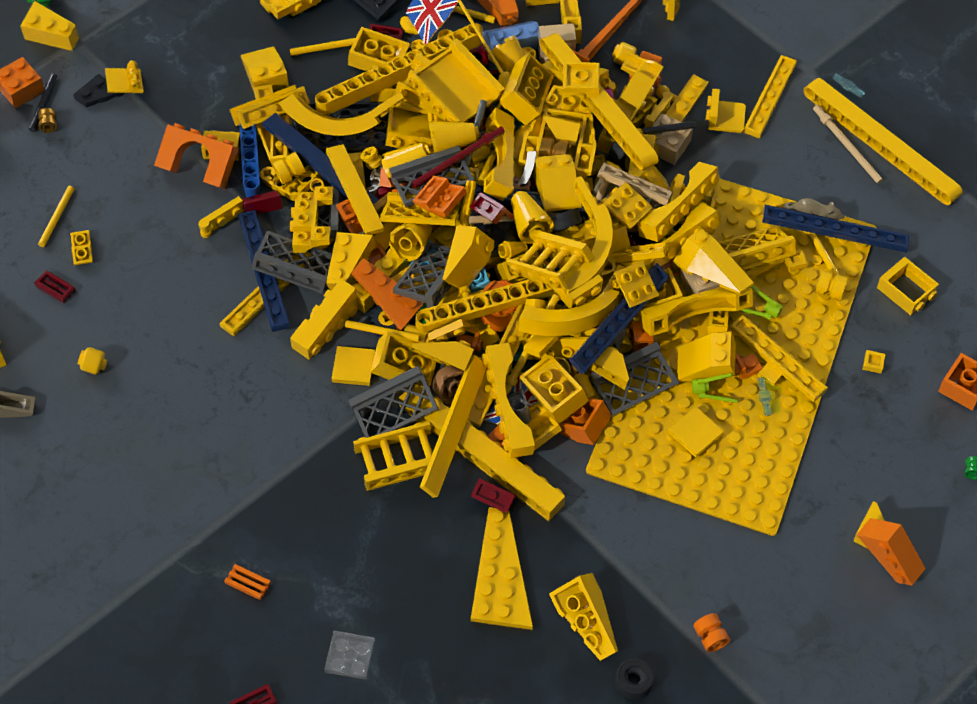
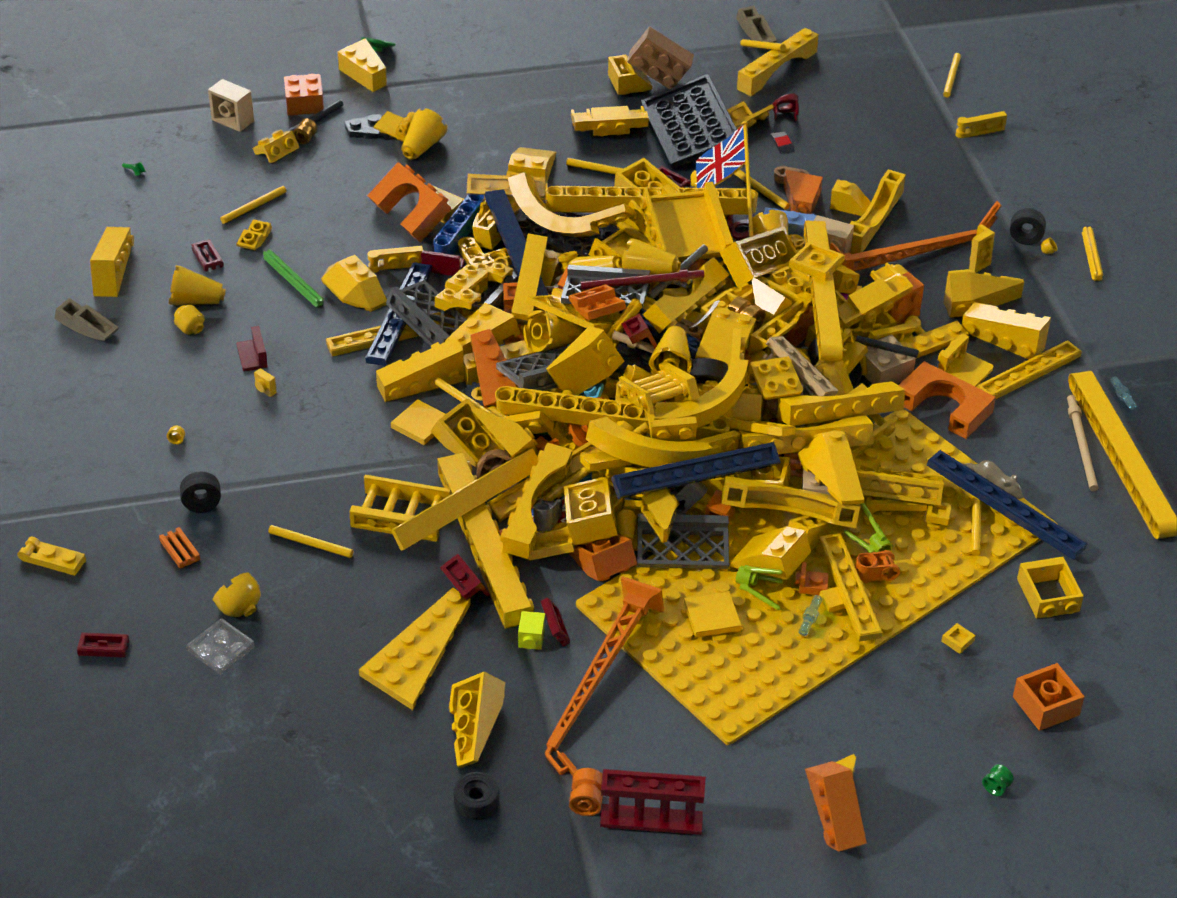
camera: 30 degrees right, 15 degrees down
(32, 146) = (277, 146): none -> yellow bracket
(74, 329) = (194, 288): none -> yellow cone
(147, 275) = (293, 278): none -> bright green axle
(149, 645) = (51, 556): none -> yellow plate
(154, 79) = (423, 133): none -> yellow cone
(165, 477) = (176, 434): none -> yellow hinge
(167, 364) = (252, 352): none -> panel
(202, 391) = (265, 382): none -> yellow plate
(203, 257) = (355, 284): none -> yellow wedge
(231, 524) = (200, 481): none -> black tyre
(287, 168) = (483, 239): yellow wheel -> none
(335, 605) = (239, 597): none -> yellow cylinder
(347, 521) = (314, 542): none -> yellow bar
(391, 388) = (430, 447): dark grey fence -> none
(575, 515) = (531, 630): none -> neon yellow brick
(588, 498) = (555, 621): none -> dark red tile
(635, 284) = (734, 447): yellow hinge -> none
(641, 450) = (637, 599): none -> orange piece
(691, 42) = (967, 287): none -> yellow wedge
(736, 66) = (1007, 329): none -> yellow wedge
(753, 145) = (931, 381): none -> orange arch
(770, 619) = (653, 787): none -> dark red fence
(785, 330) = (875, 565): none -> orange piece
(831, 284) = (961, 549): yellow wheel -> none

